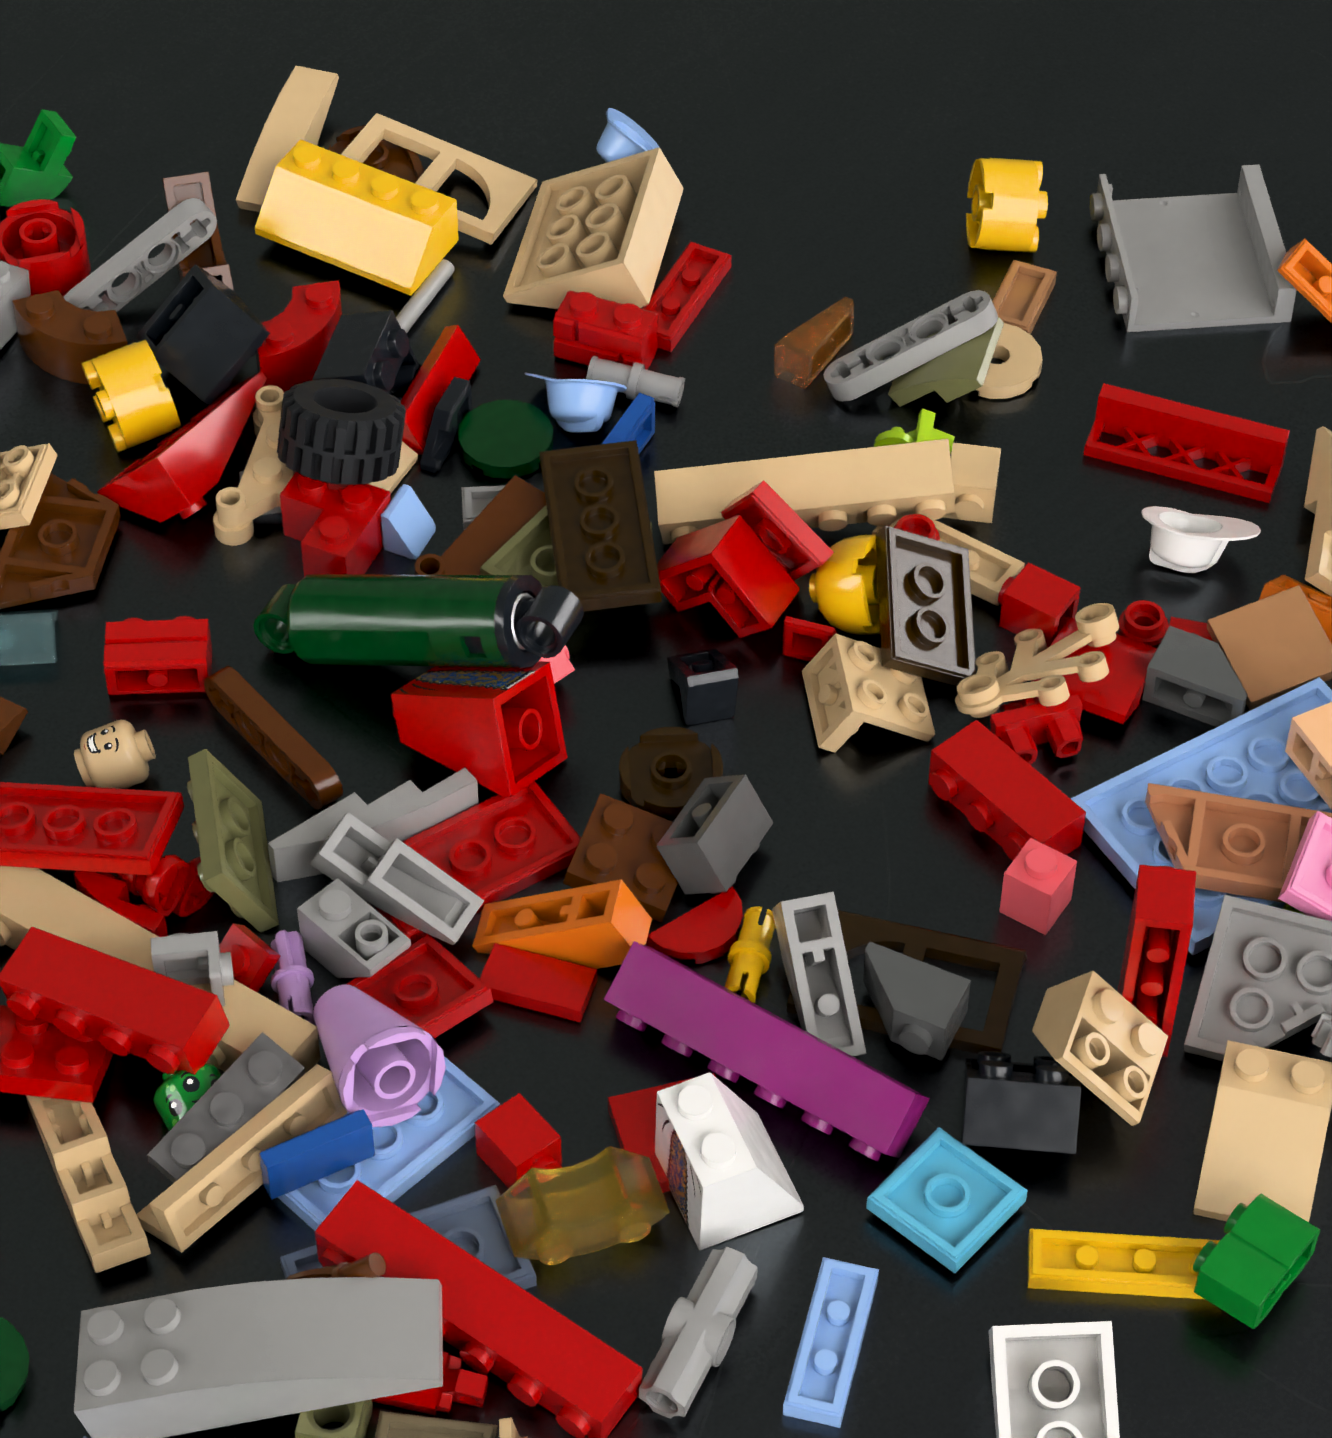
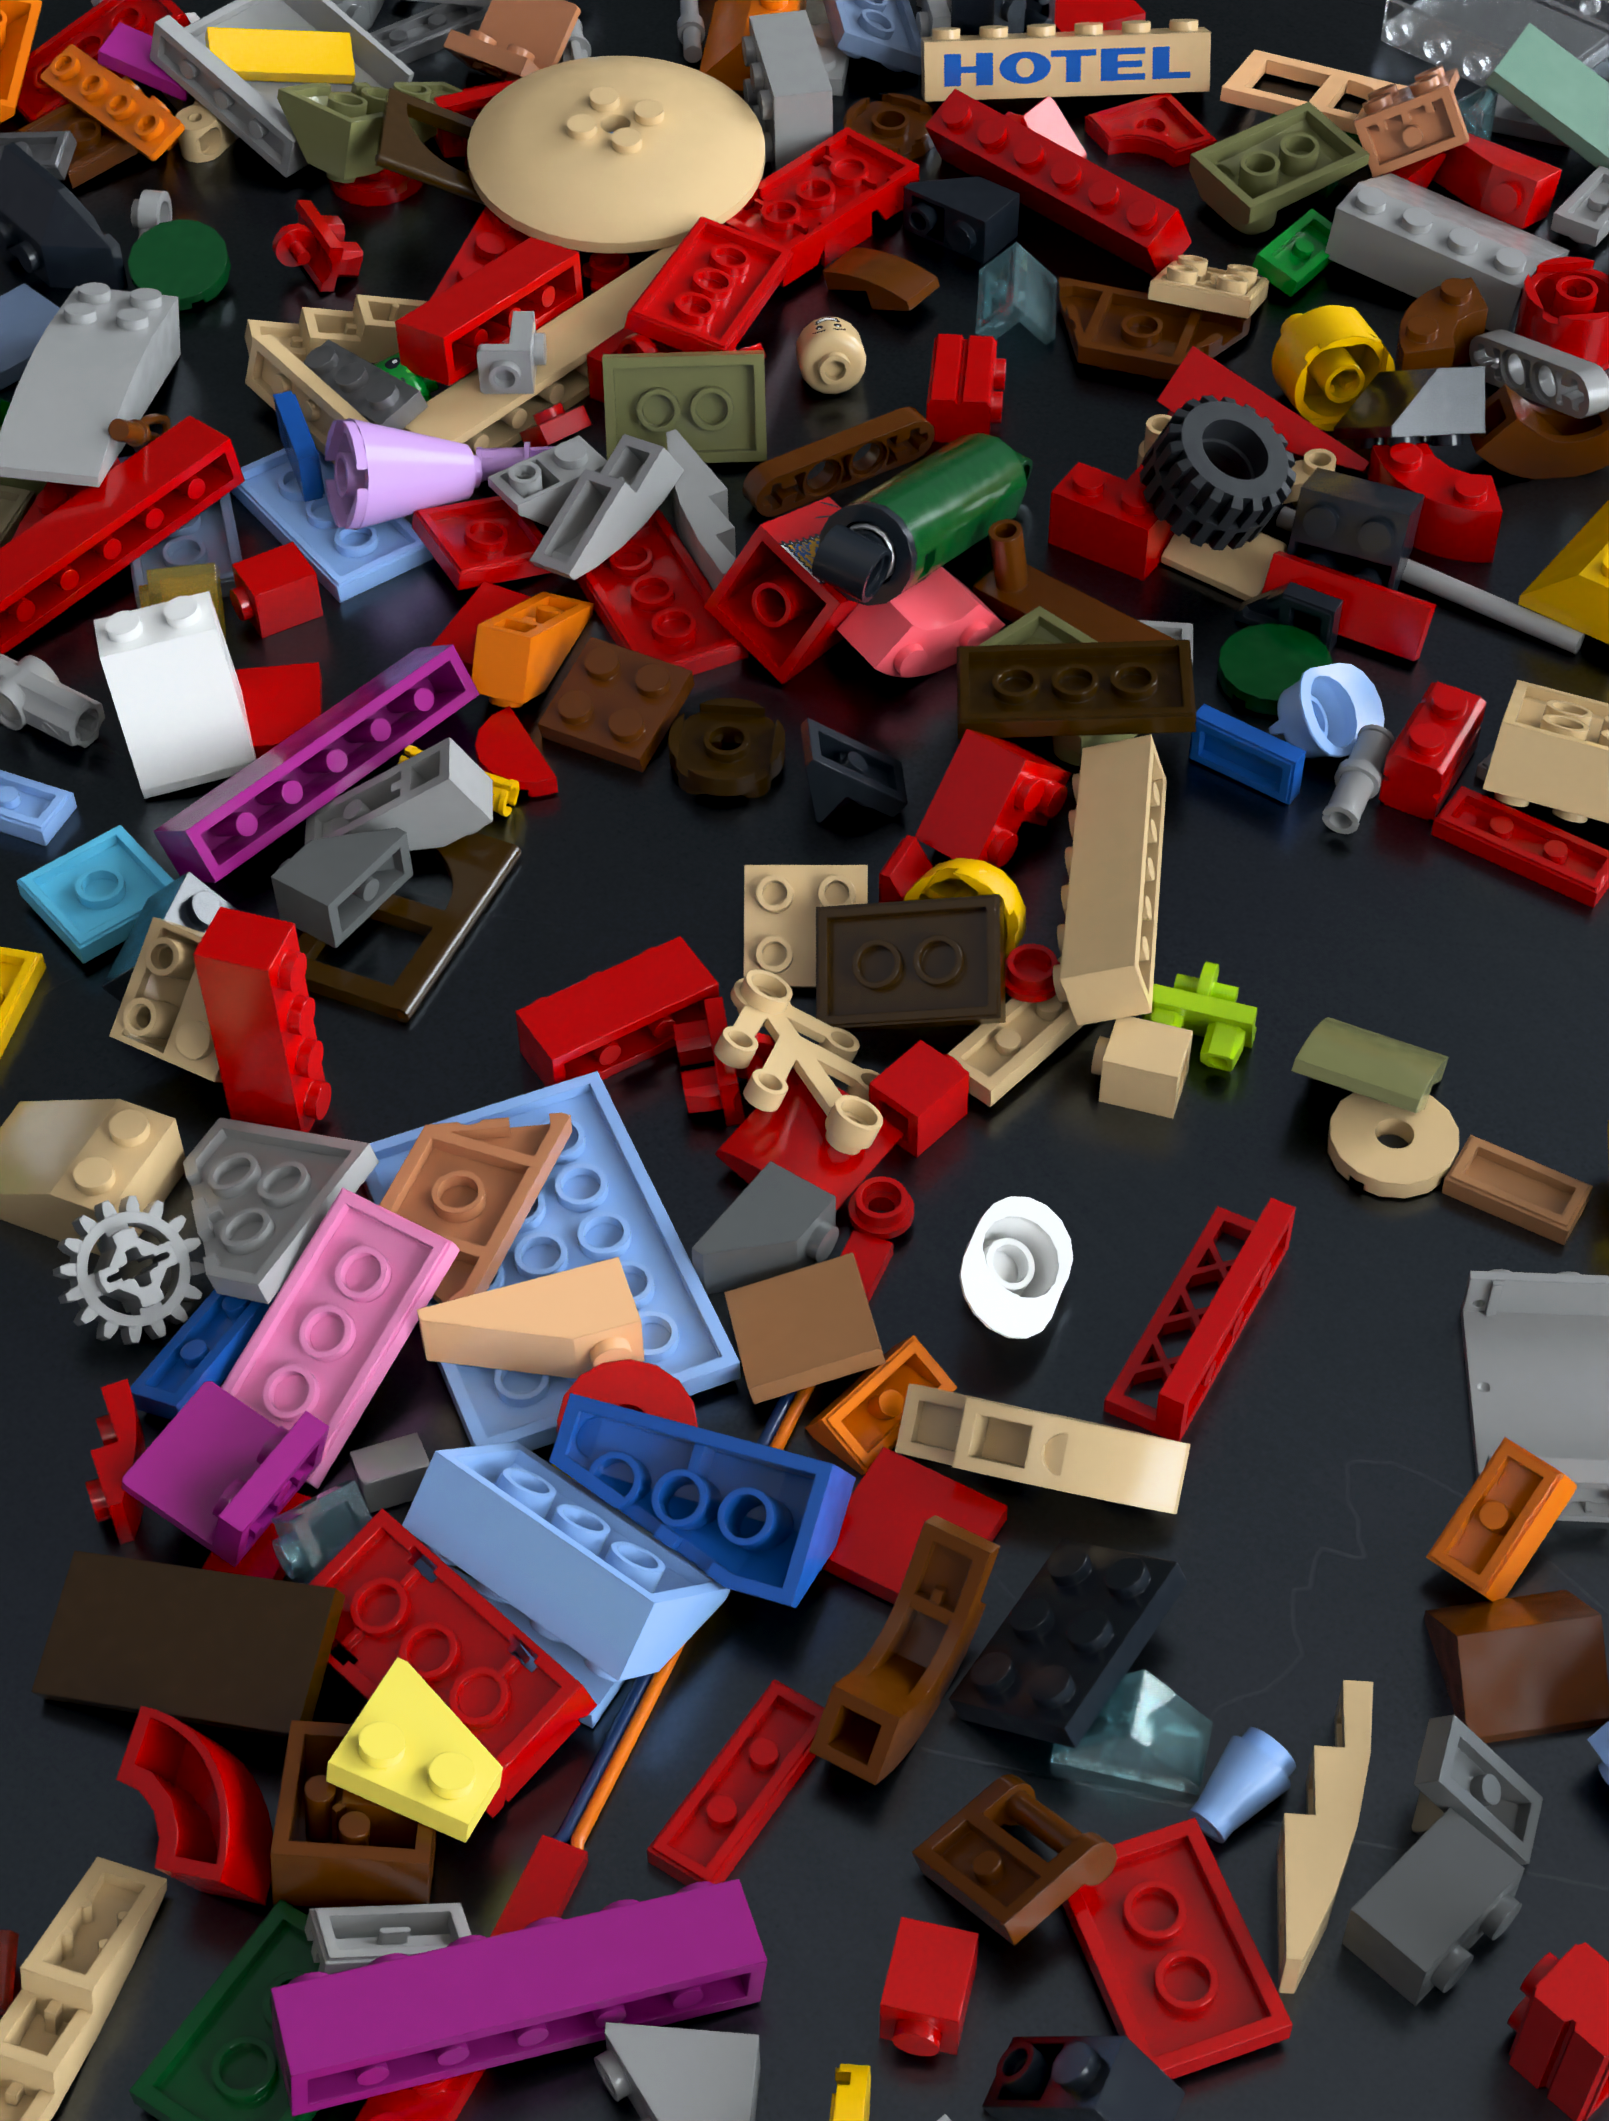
camera: 100 degrees right, 0 degrees up
(406, 524) = (1135, 573): light blue slope -> none
(715, 834) = (609, 751): dark grey brick -> none
(780, 529) = (1018, 810): red tile -> none
(813, 344) = (1417, 948): clear orange slope -> none
(955, 323) = (1386, 1021): light grey beam -> none
(1037, 886) = (474, 1019): coral brick -> none

